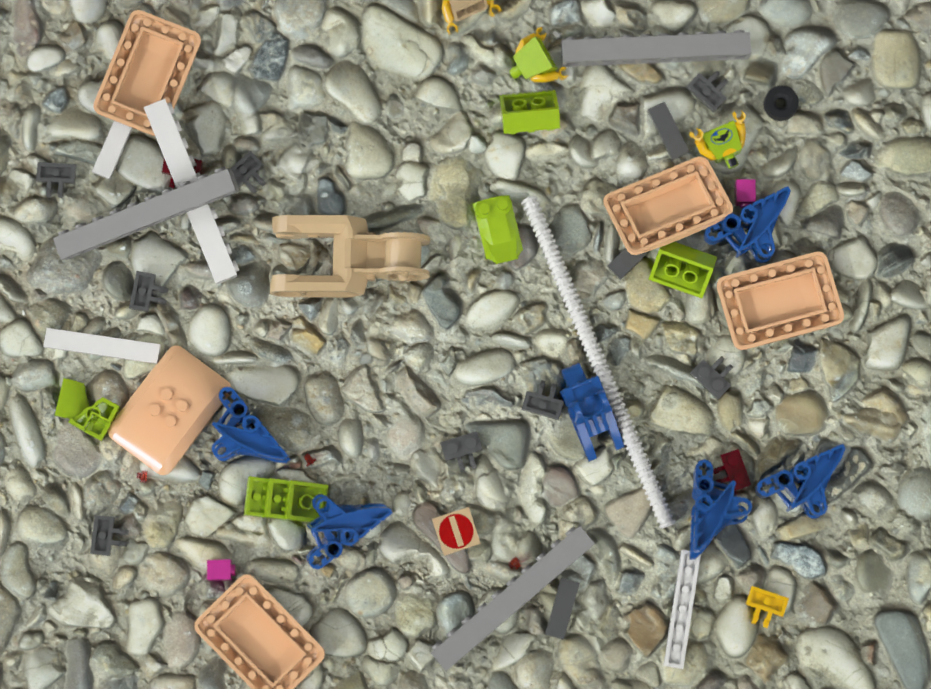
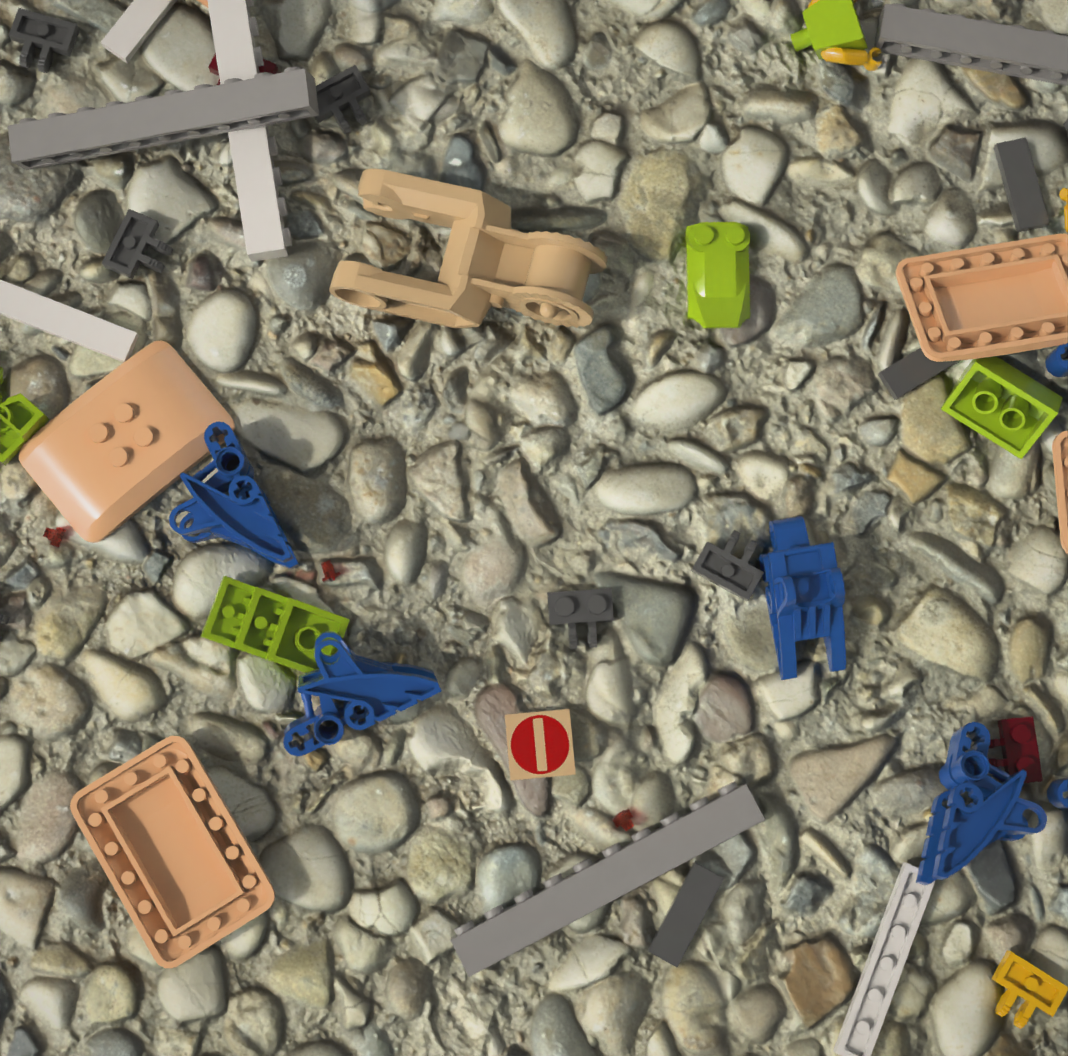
camera: 10 degrees right, 0 degrees up
(220, 570) = (139, 718): dark pink brick -> none
(529, 112) = (809, 106): lime slope -> none
(597, 360) = (833, 523): white piece -> none
(710, 378) = (1010, 592): dark grey hinge -> none

